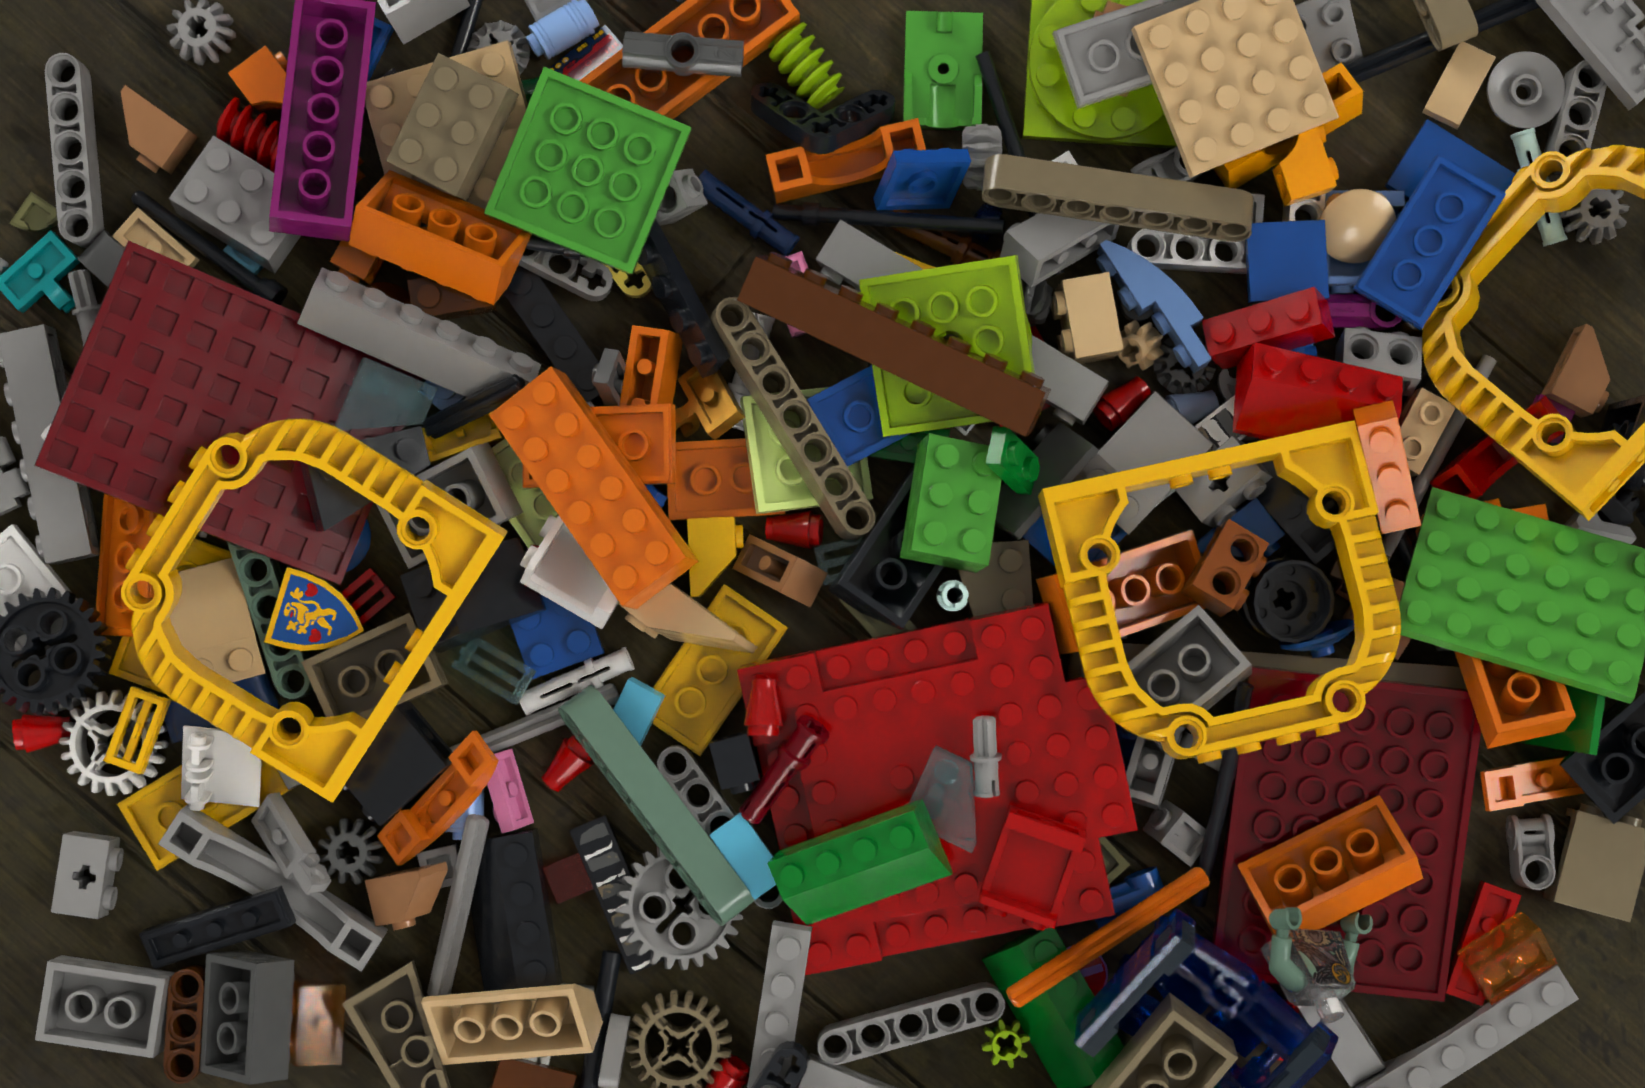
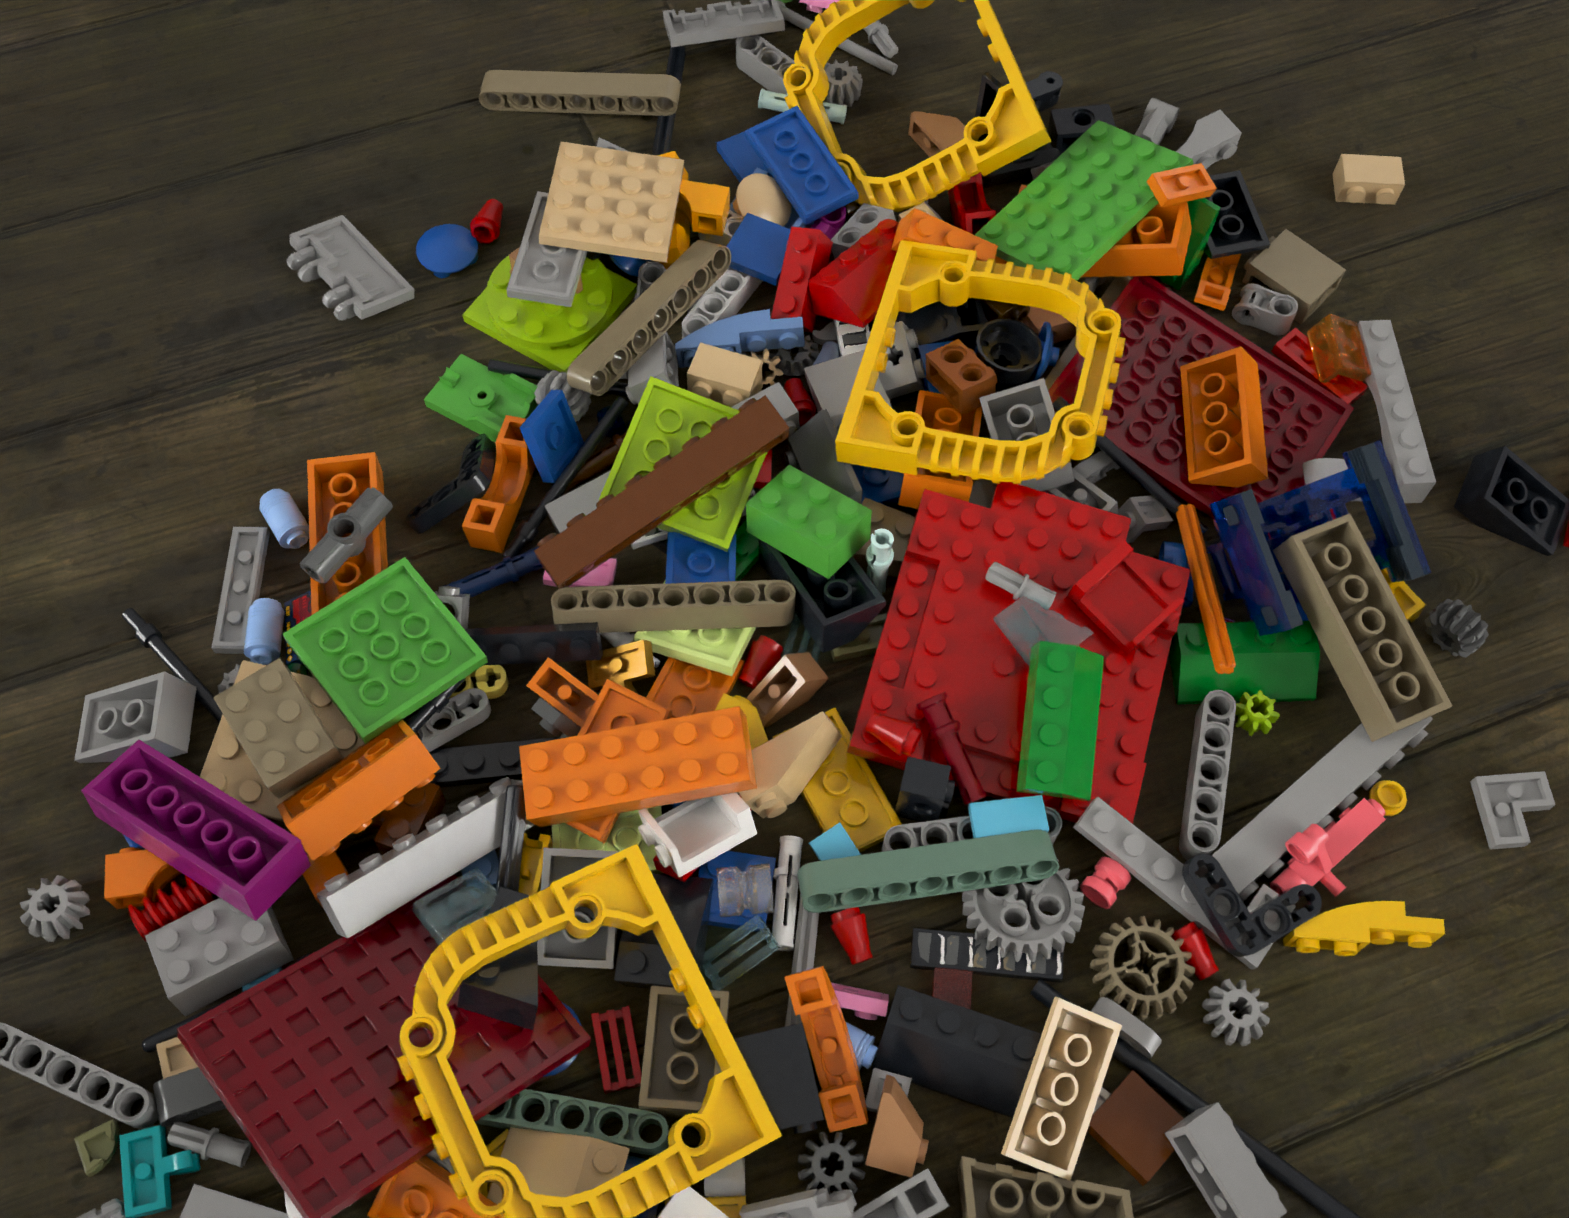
camera: 60 degrees left, 25 degrees down
(154, 133) = (107, 994): medium nougat slope -> none
(310, 614) = (601, 1078): shield -> none
(458, 905) = (931, 1092): light grey axle -> none
(544, 646) = (745, 890): none -> clear wheel
(744, 973) = (1105, 882): none -> coral wheel
(805, 66) = (414, 478): lime piece -> none
(1012, 460) = (801, 460): green plate -> none
(1314, 964) = (1290, 454): torso -> none
(1459, 84) = (706, 115): tan slope -> none
(1538, 77) = (733, 83): light grey dish -> none
(1589, 701) = (1181, 185): none -> orange plate

